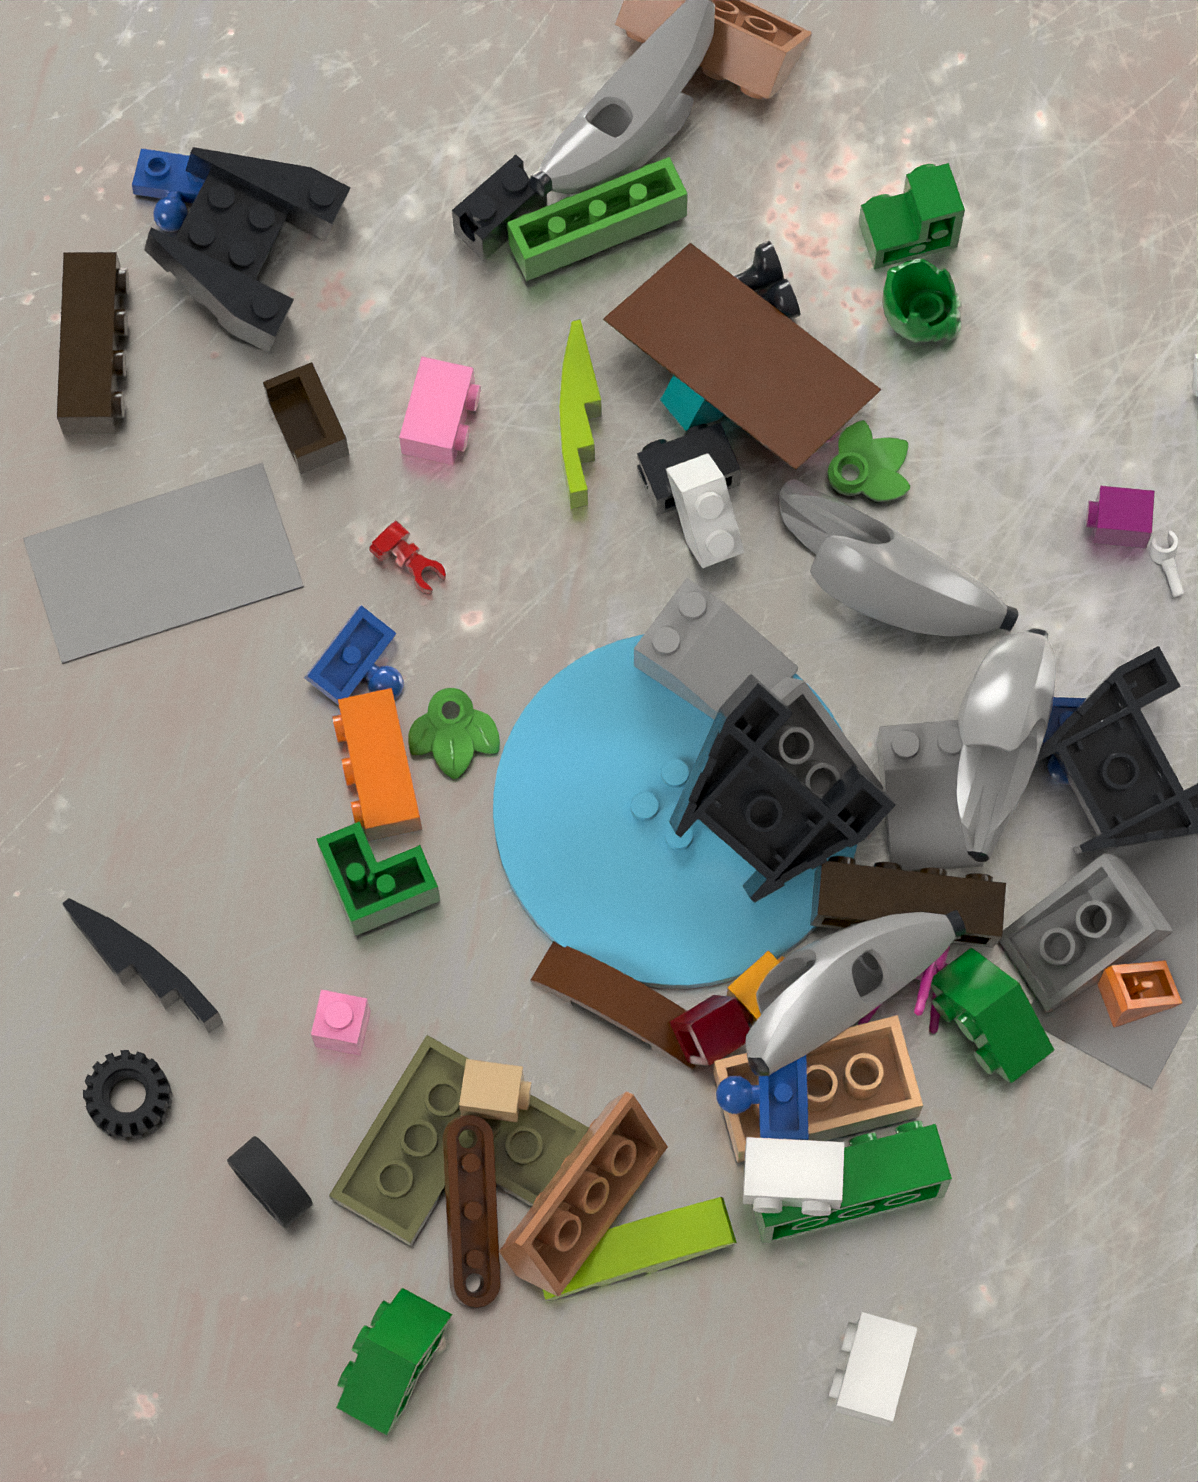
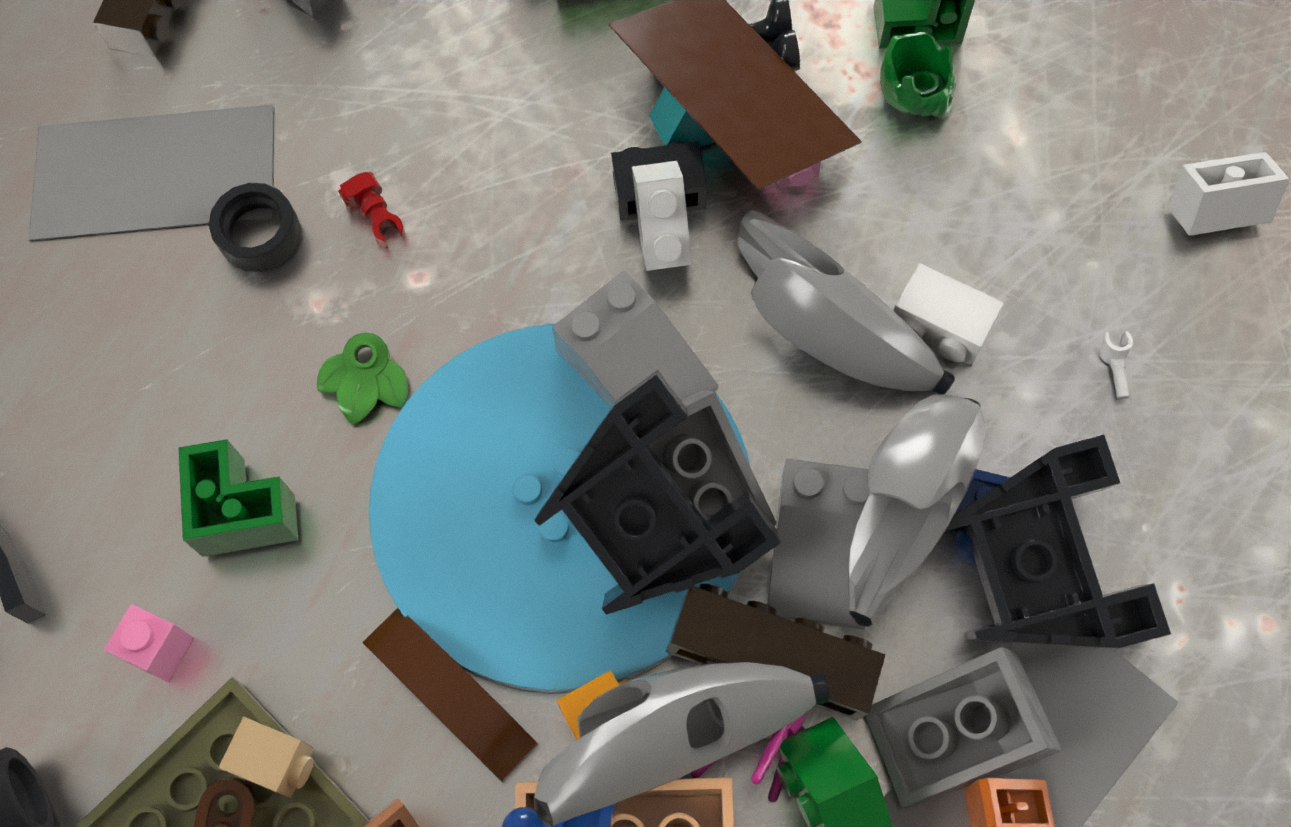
camera: 15 degrees right, 5 degrees down
(296, 568) = (235, 204): none -> black tyre
(306, 418) = (321, 70): dark brown panel -> none
(353, 657) = (290, 287): blue plate -> none
(377, 765) = (278, 392): orange brick -> none
(438, 411) = (440, 86): bright pink brick -> none
(578, 403) = (568, 106): lime slope -> none
(711, 1029) = (528, 742): dark red brick -> none
(874, 462) = (840, 213): bright green plate -> none
(998, 550) = (947, 313): none -> white brick
(1121, 516) = (1078, 307): magenta brick -> none

